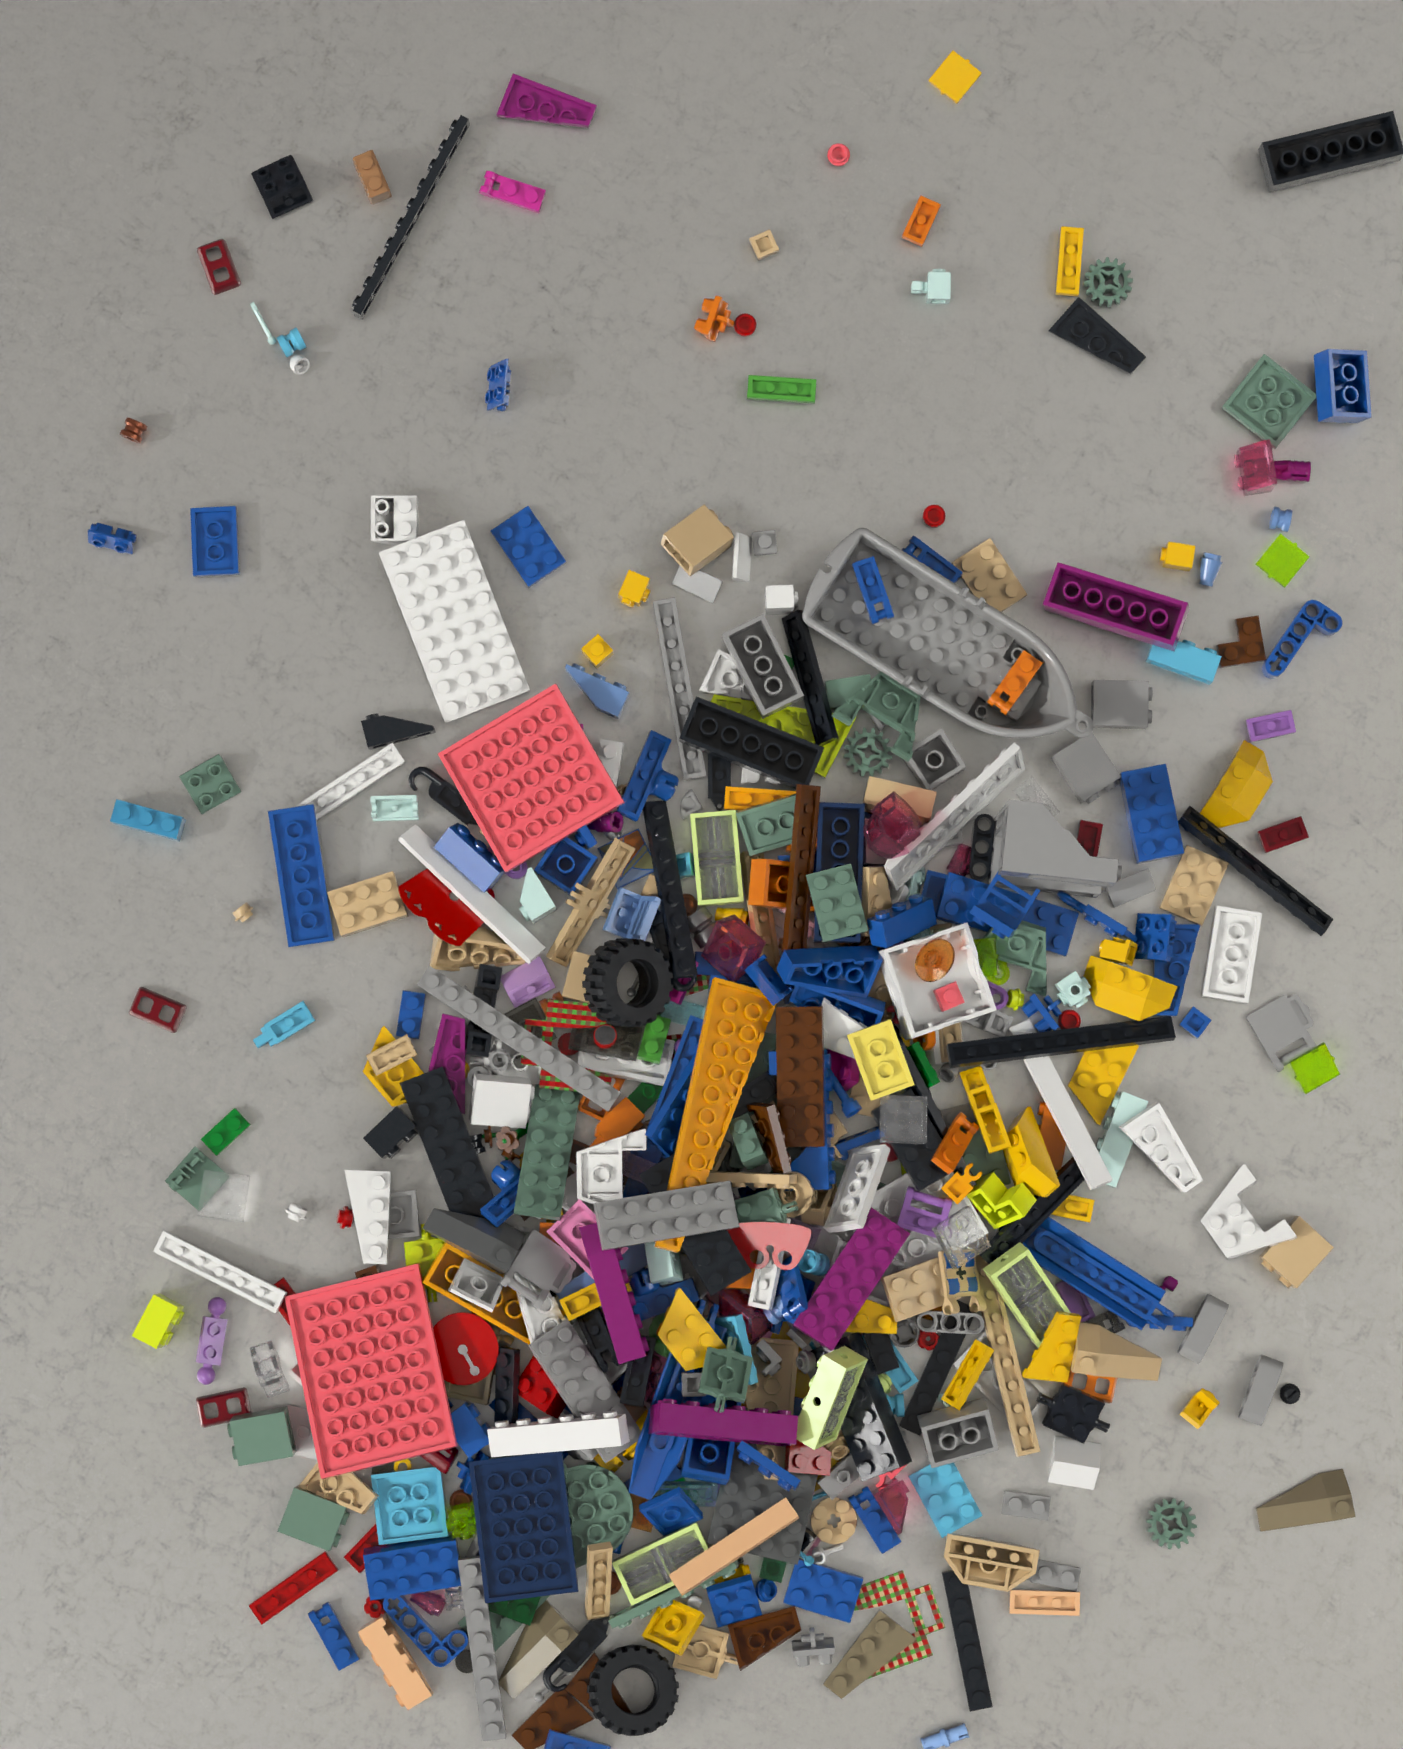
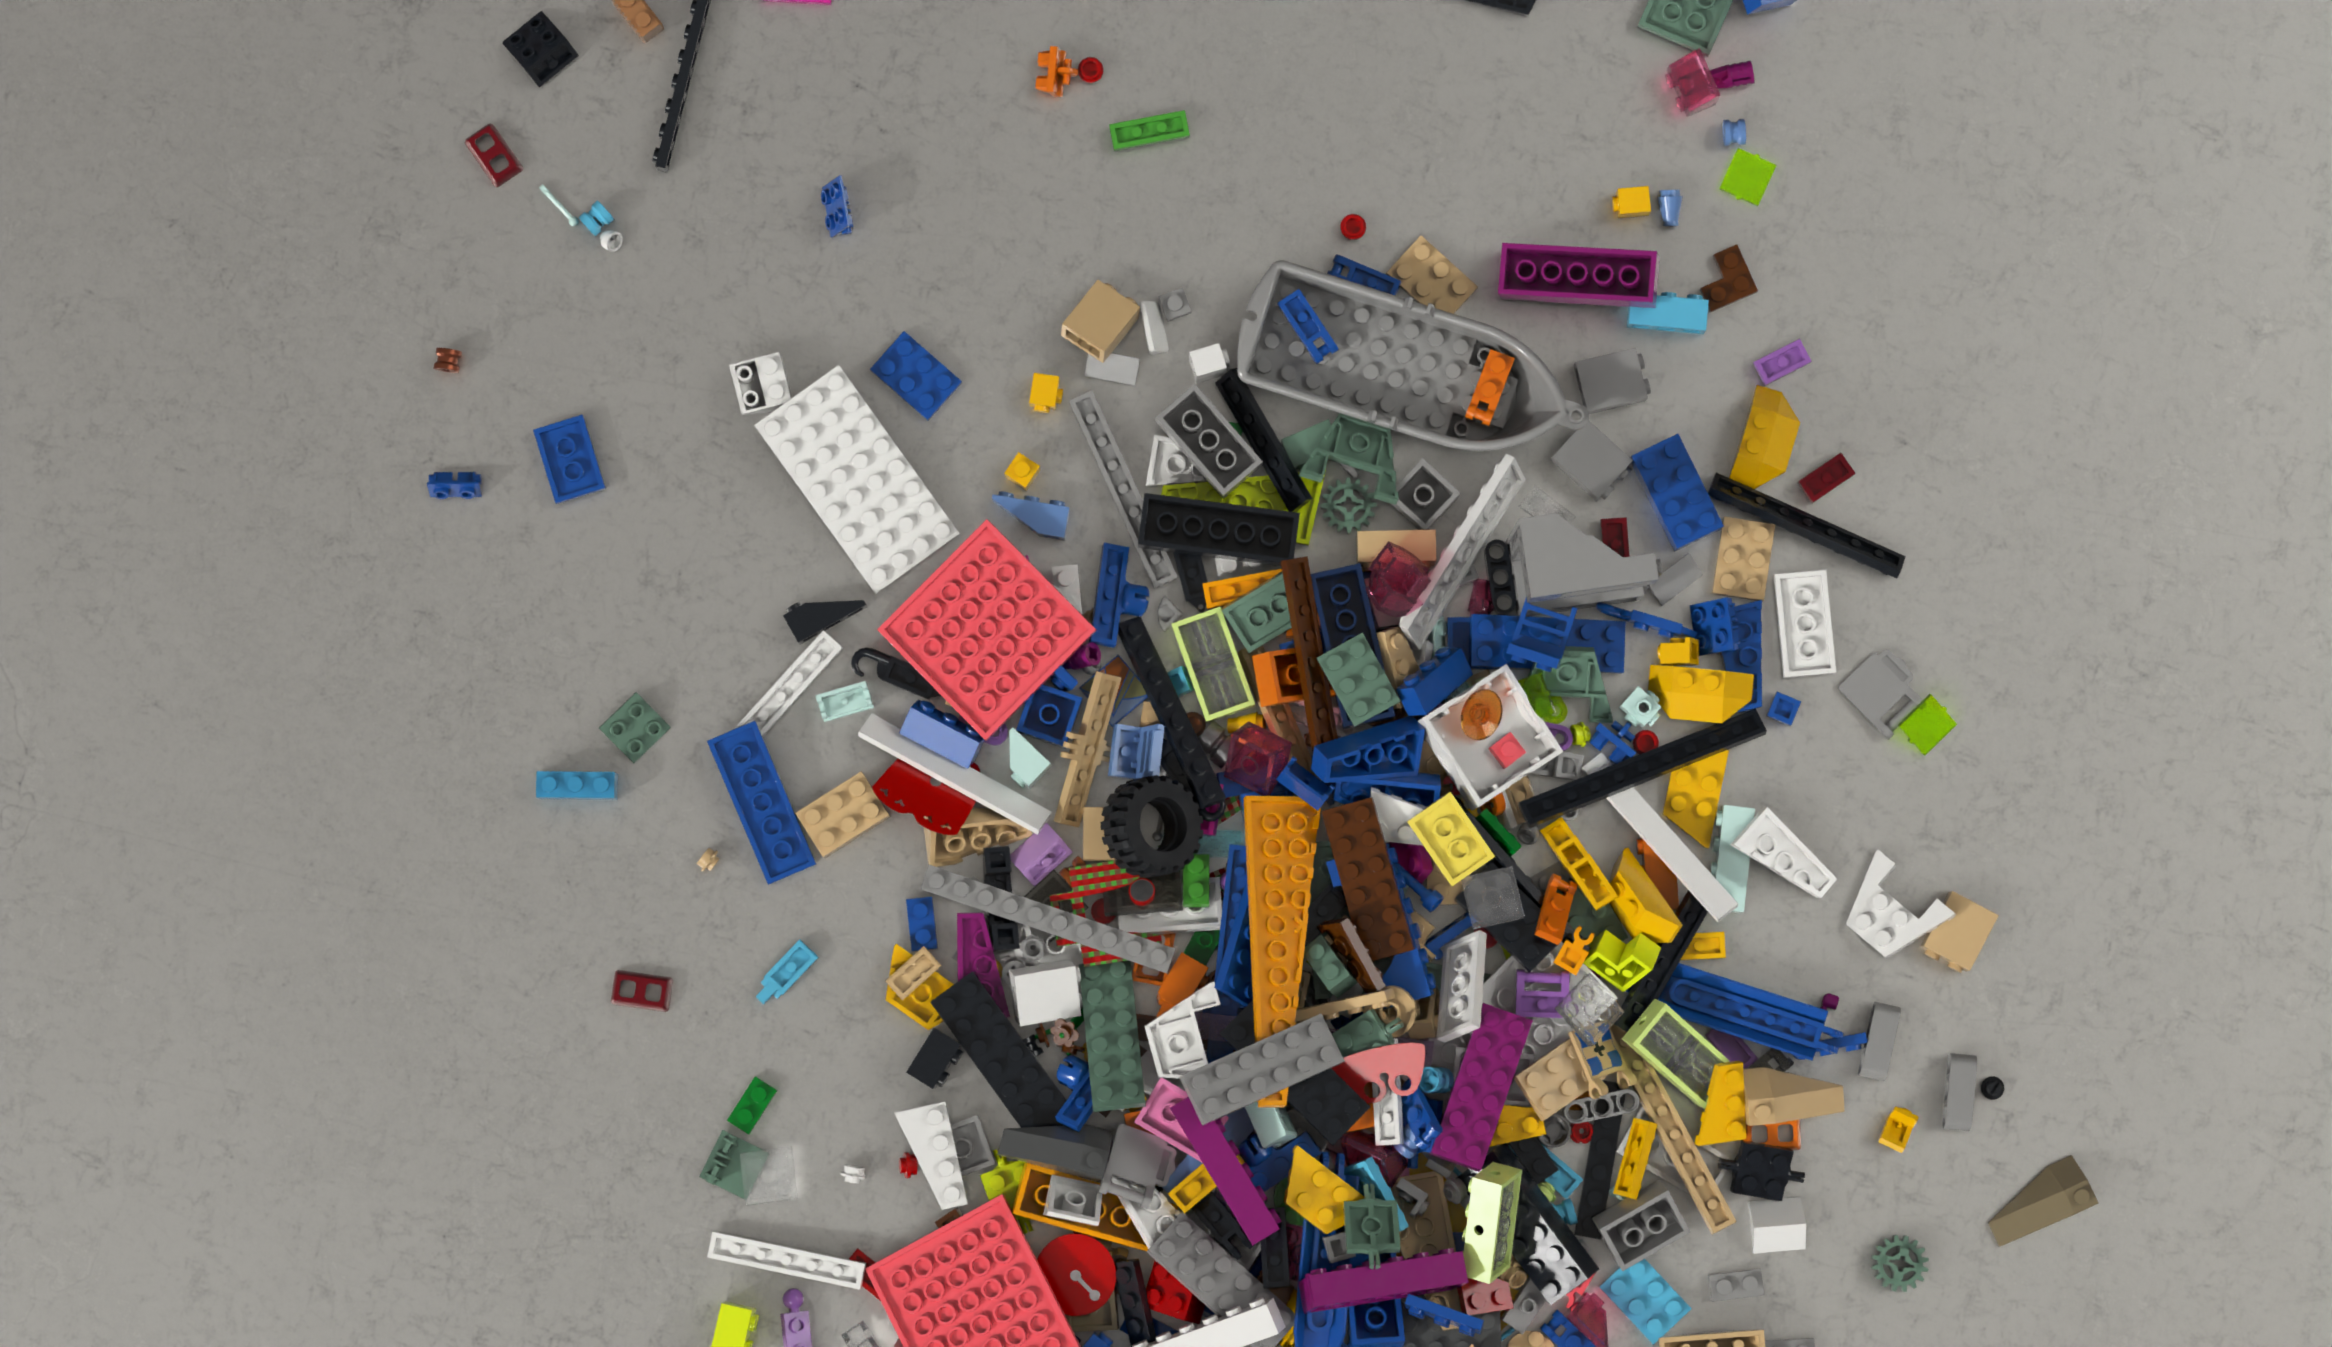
camera: 10 degrees left, 0 degrees up
(1295, 640) = (1784, 261): blue beam -> none

